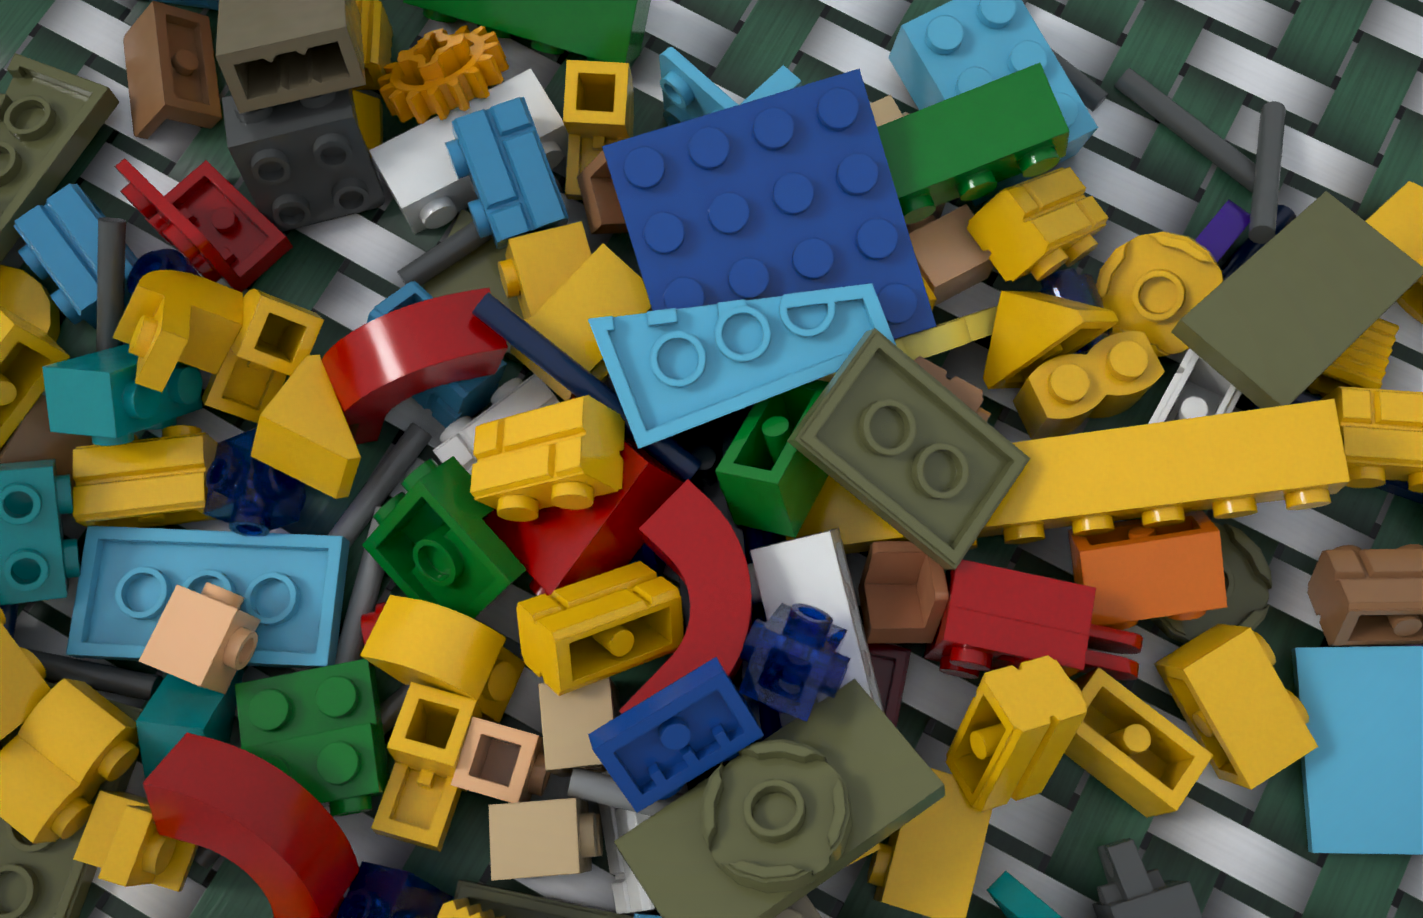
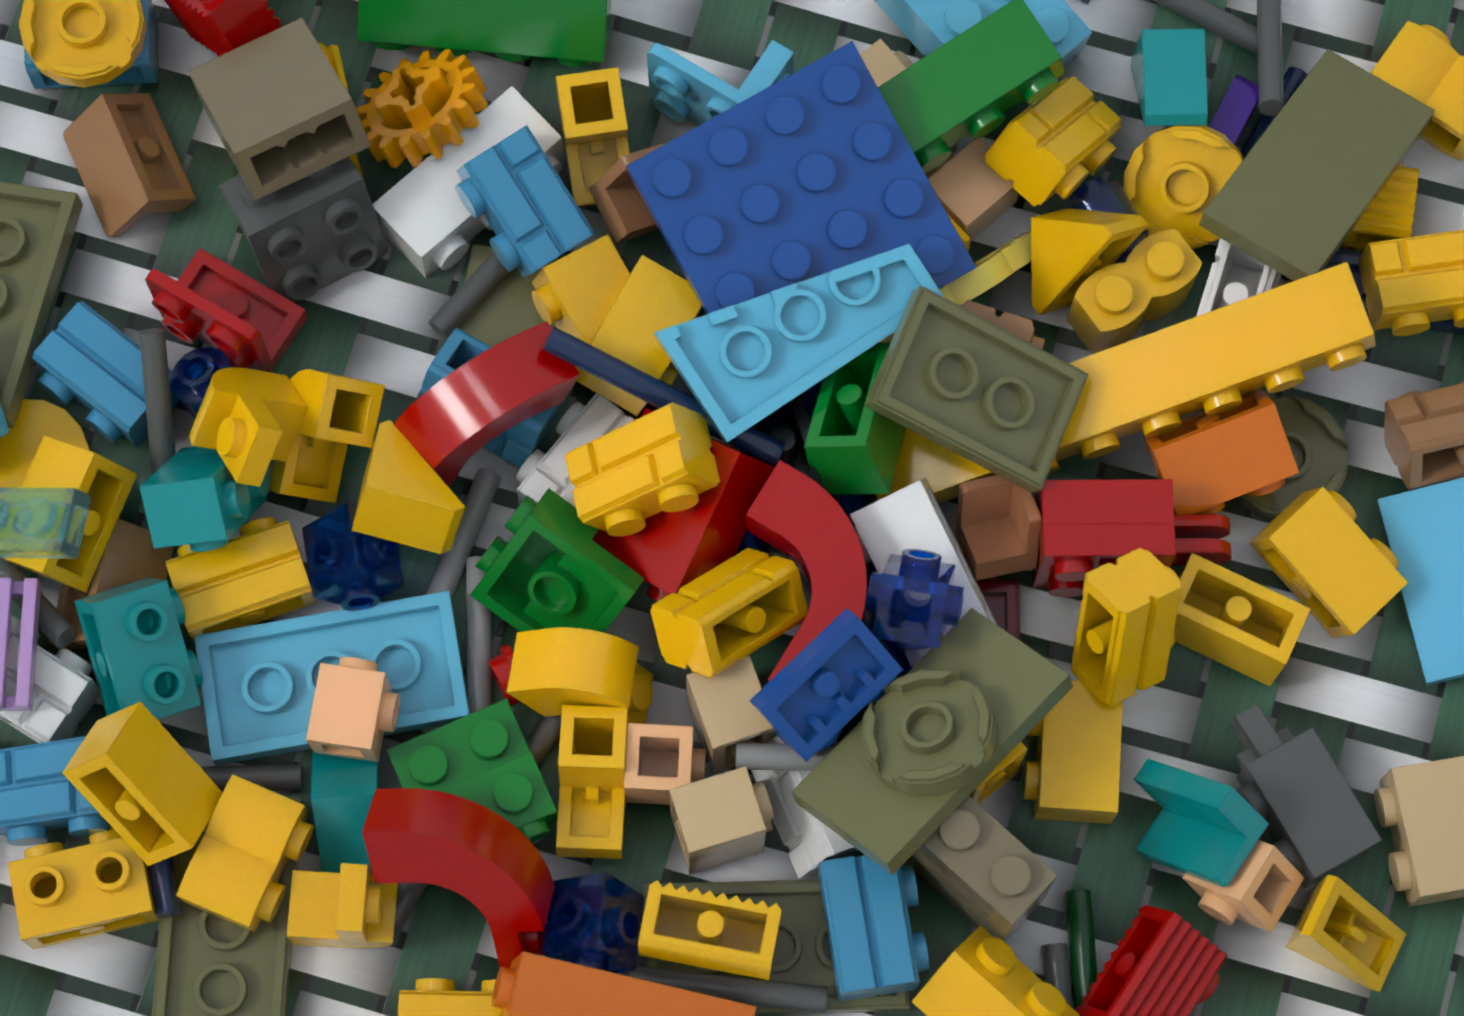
camera: 15 degrees left, 0 degrees up
(1167, 183) = (1171, 76): none -> teal slope

